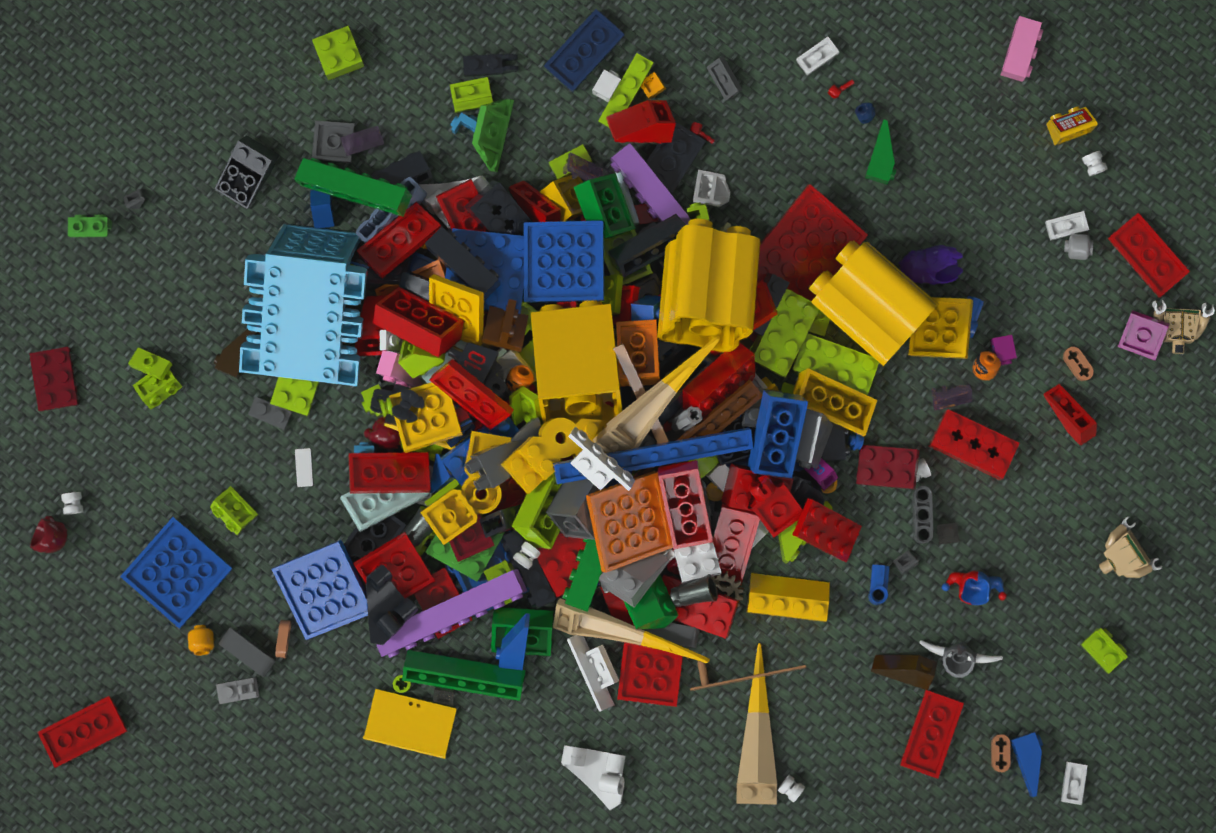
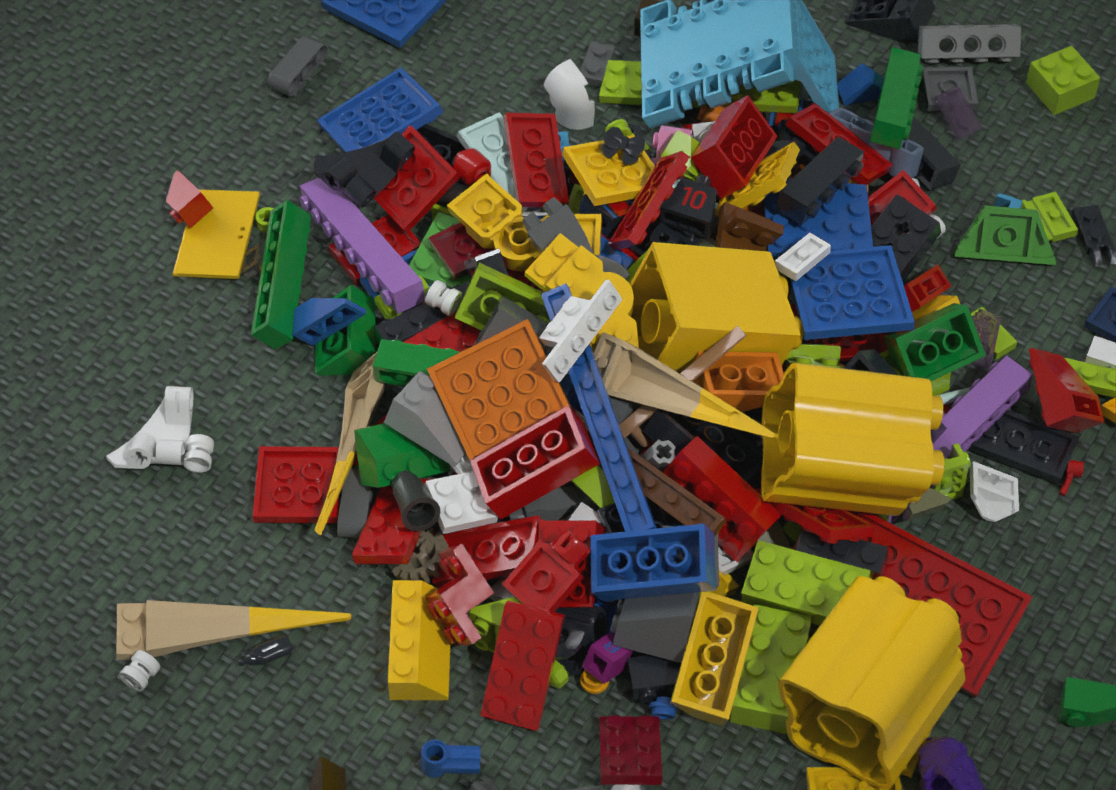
camera: 85 degrees right, 30 degrees down
(200, 640) = (308, 21): light orange head -> none
(233, 510) = (472, 38): lime bracket -> none
(237, 690) = (250, 65): light grey plate -> none
(283, 638) = (316, 97): nougat beam -> none
(291, 117) = (1008, 47): none -> light grey brick
(303, 467) = (531, 104): white sticker -> none
(315, 439) = (570, 97): none -> white brick
(381, 745) = (186, 201): none -> slope
(395, 522) = (471, 165): none -> red head
(534, 289) = (802, 256): none -> white plate
(595, 669) = (296, 418): white bracket -> none
(612, 743) = (198, 454): none -> white wheel
(705, 681) = (293, 551): medium nougat piece -> none
(771, 568) = (458, 596): none -> bracket
(782, 701) = (268, 651): none -> black piece

